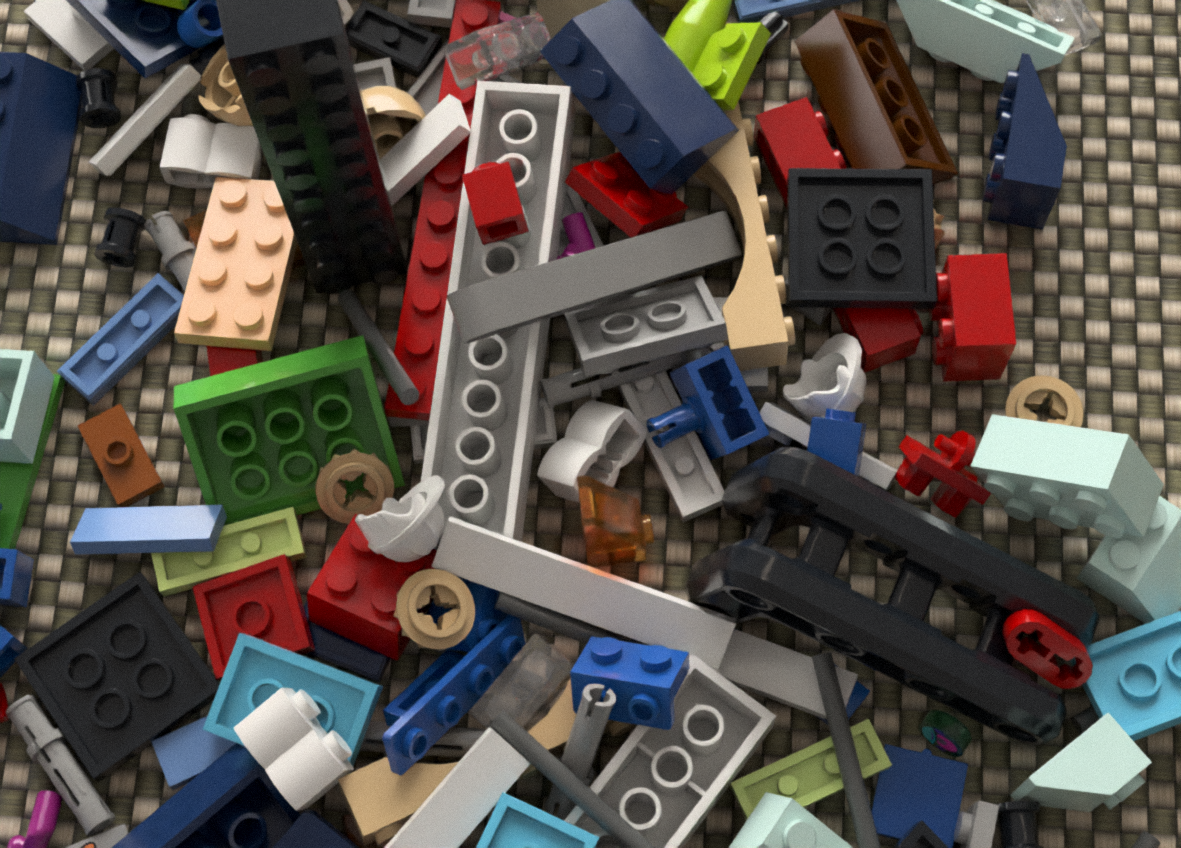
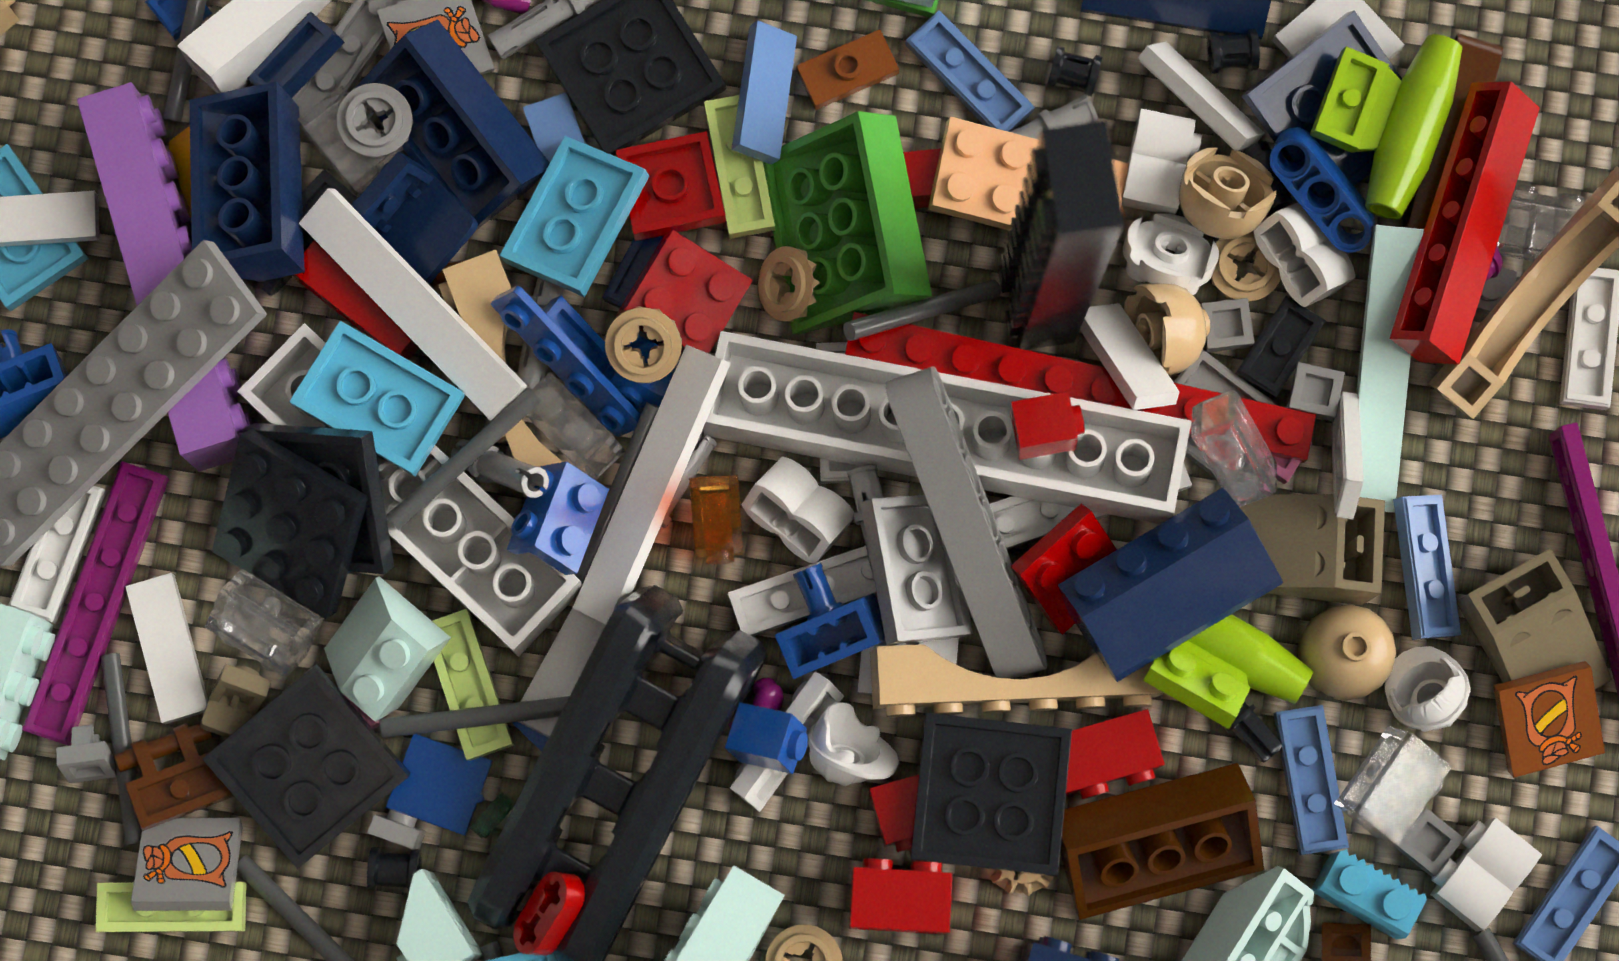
camera: 90 degrees right, 10 degrees up
(295, 747) = (529, 213): white brick -> none
(409, 526) = (725, 322): white piece -> none
(577, 234) = (1013, 516): magenta arm -> none
(957, 483) = (748, 843): red hips -> none

